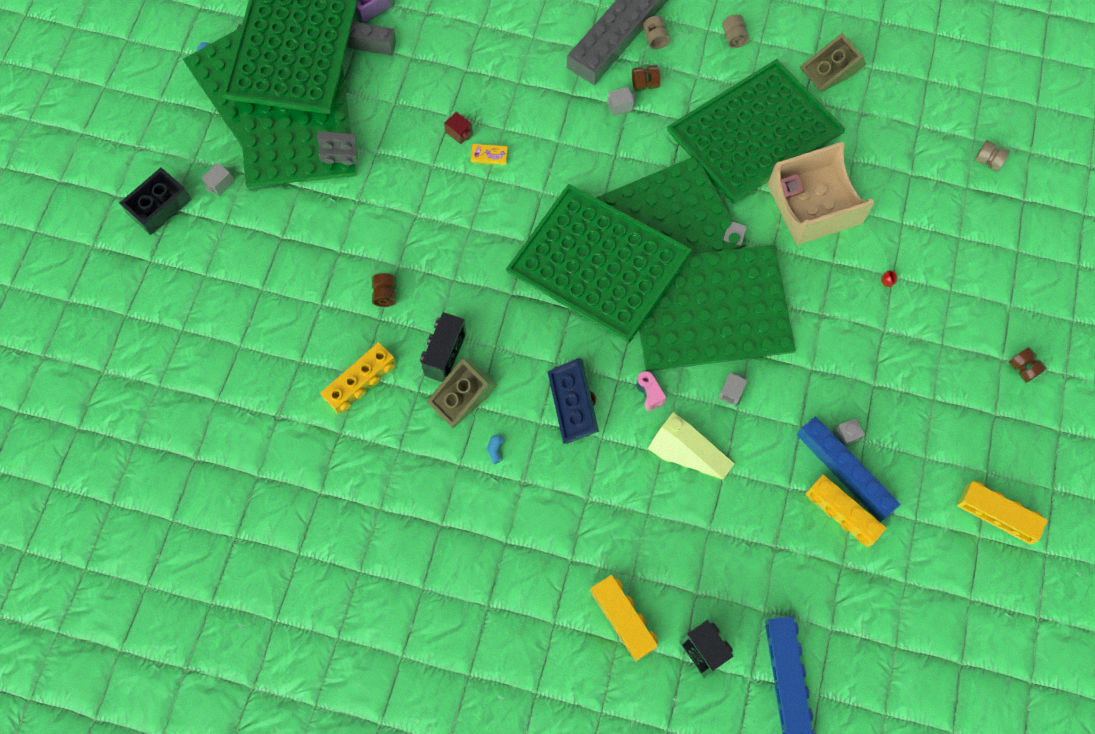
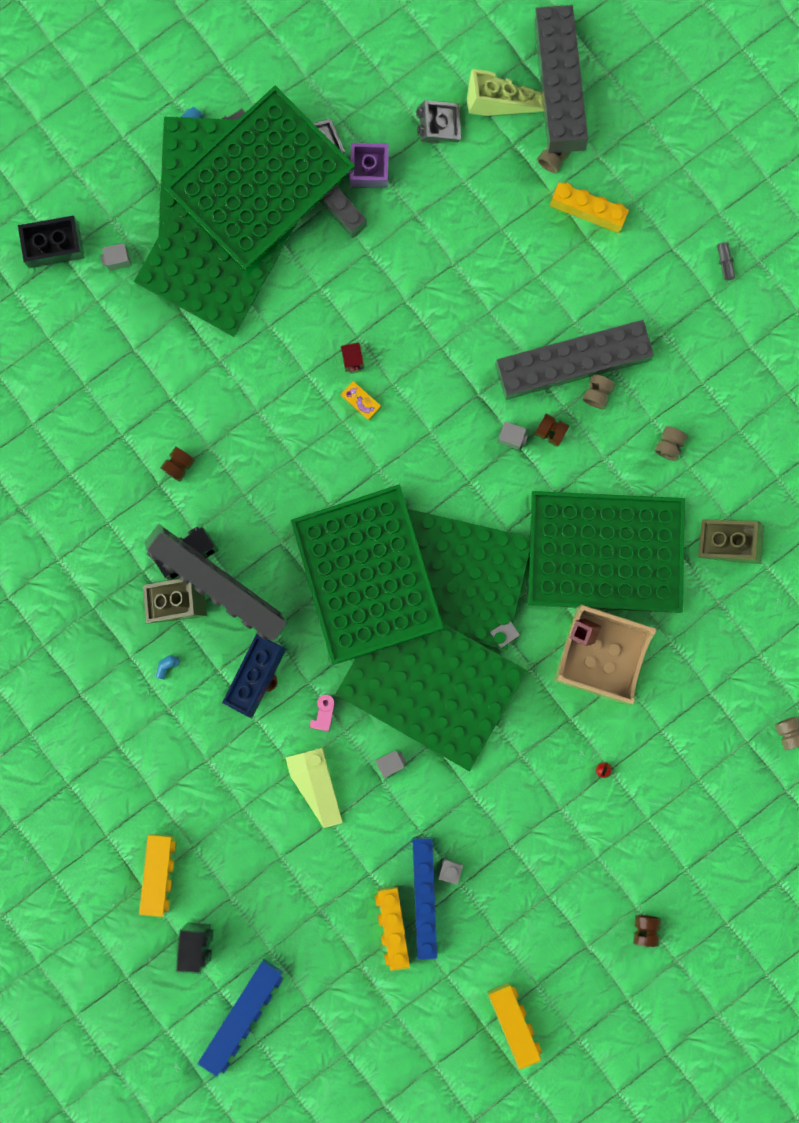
camera: 40 degrees right, 15 degrees up
(337, 148) = (221, 307): dark grey plate -> none
(358, 378) = (102, 526): yellow brick -> none
(486, 341) = (214, 582): none -> dark grey brick

